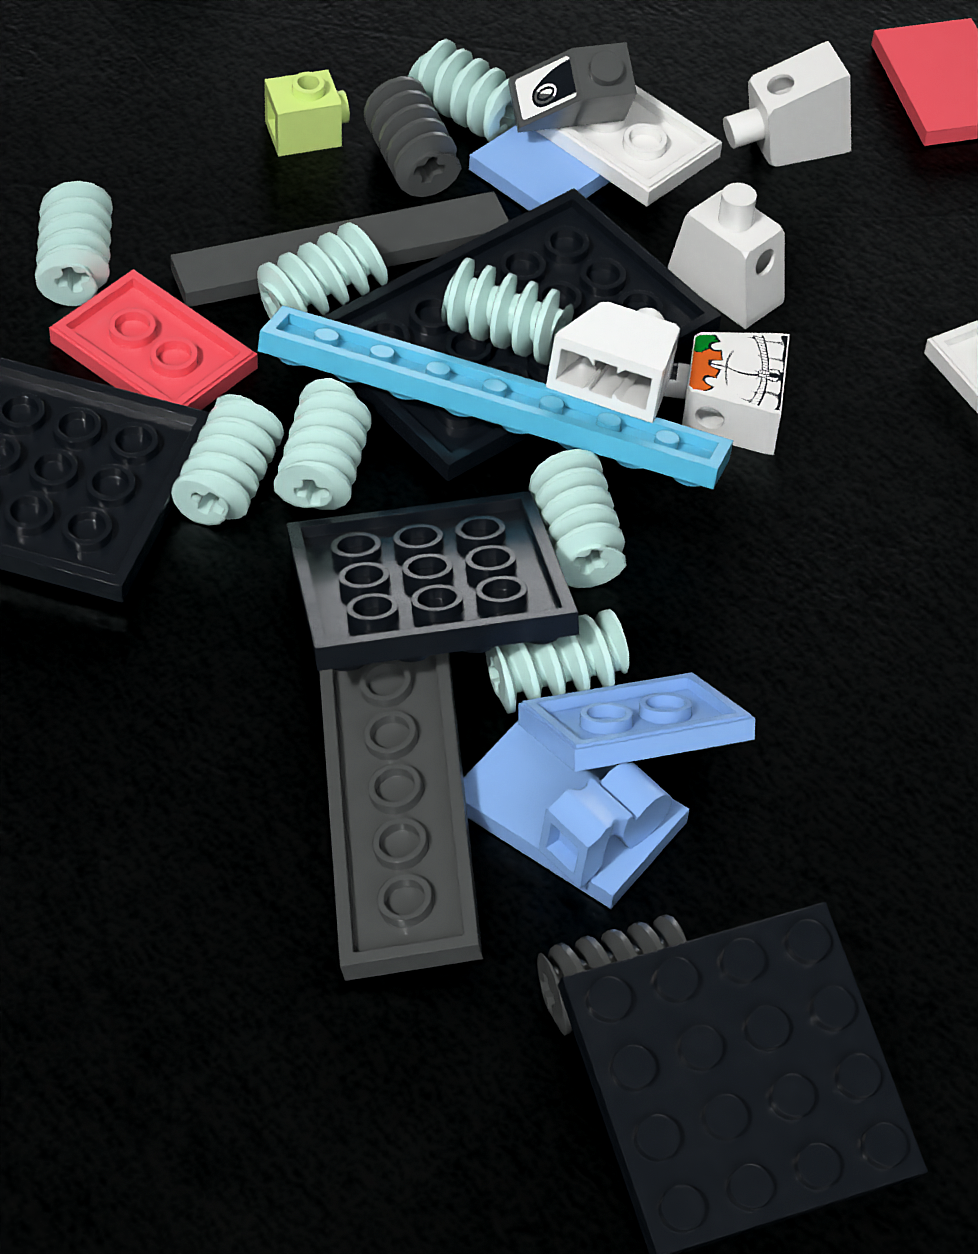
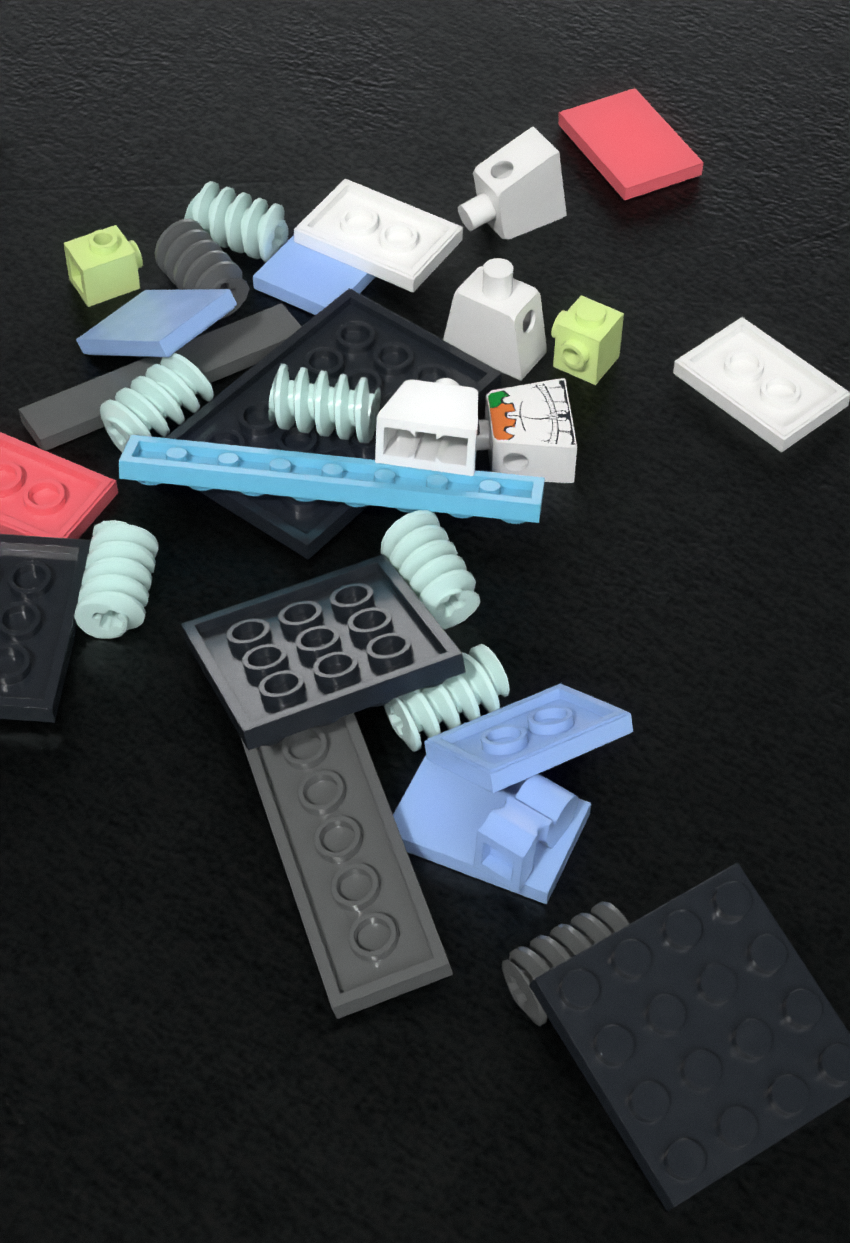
camera: 10 degrees left, 0 degrees up
(323, 447) = (196, 550): light aqua piece -> none
(345, 187) = (157, 322): none -> light blue tile
(574, 89) = (332, 204): dark grey slope -> none
(831, 296) = (587, 339): none -> yellowish green brick

